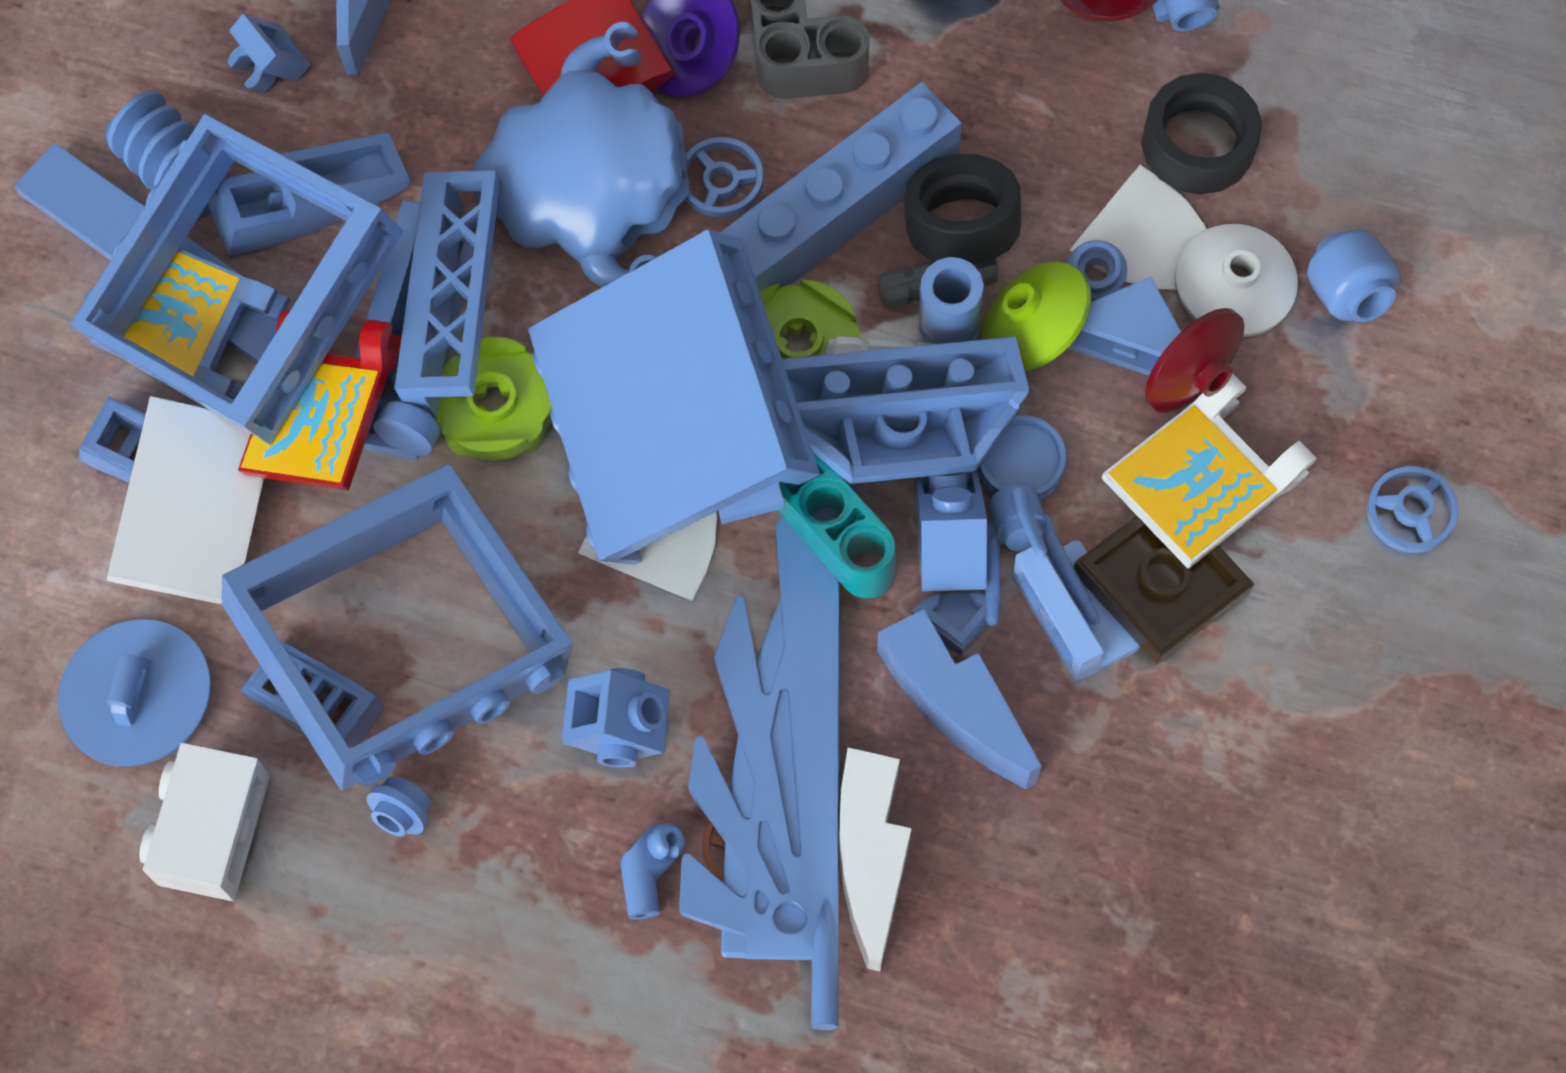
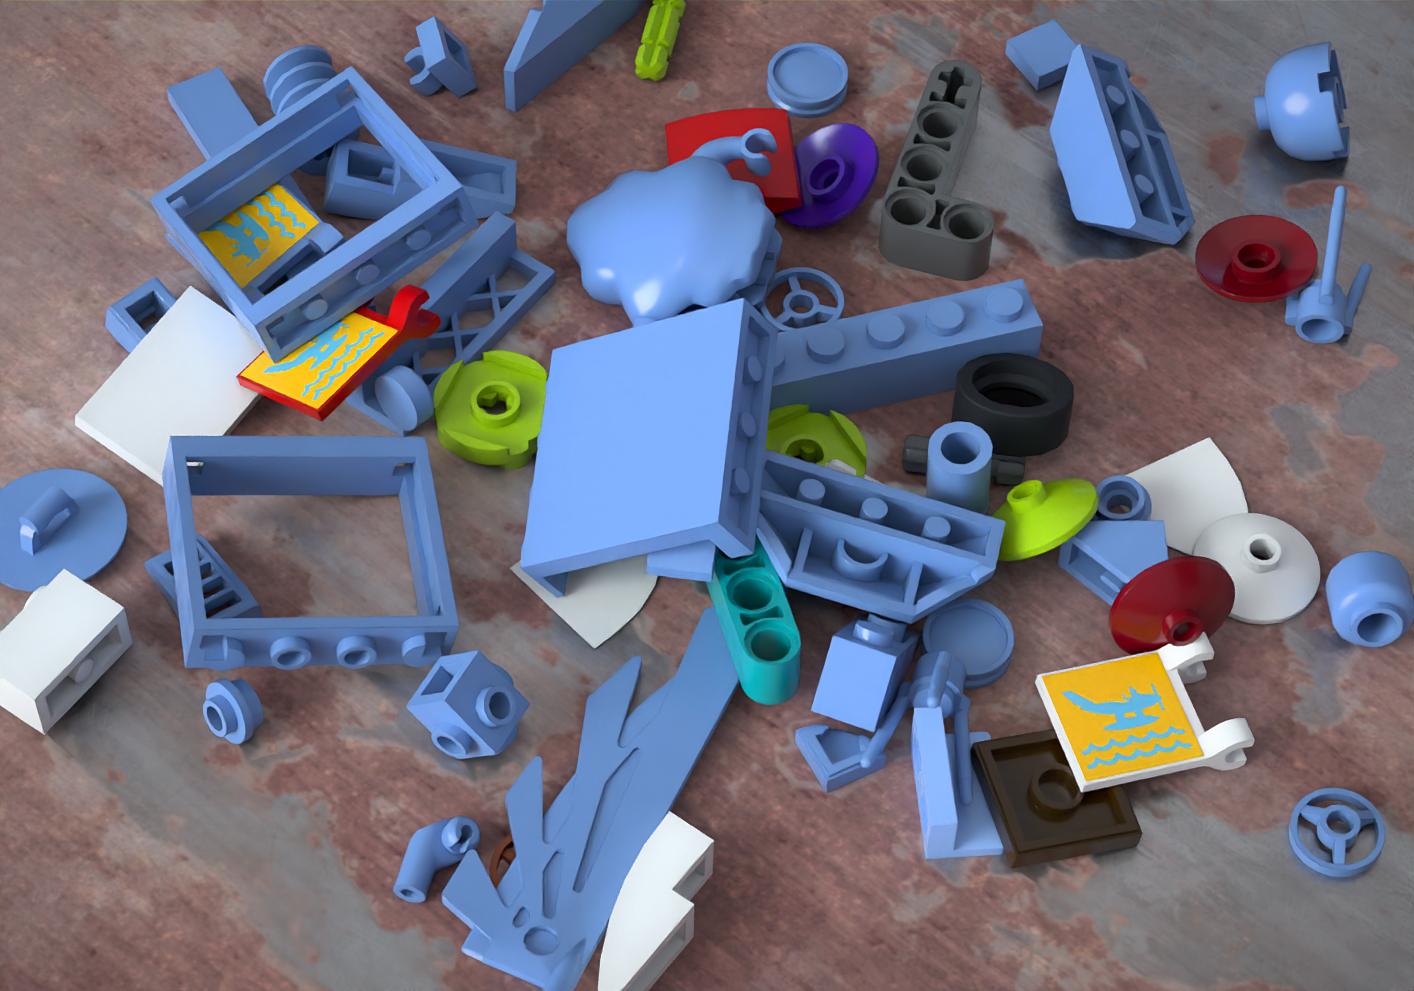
camera: 20 degrees right, 15 degrees down
(435, 281) = (495, 291): medium blue fence -> none
(957, 698) = (799, 818): medium blue slope -> none
(1207, 94) = (1284, 390): black tyre -> none

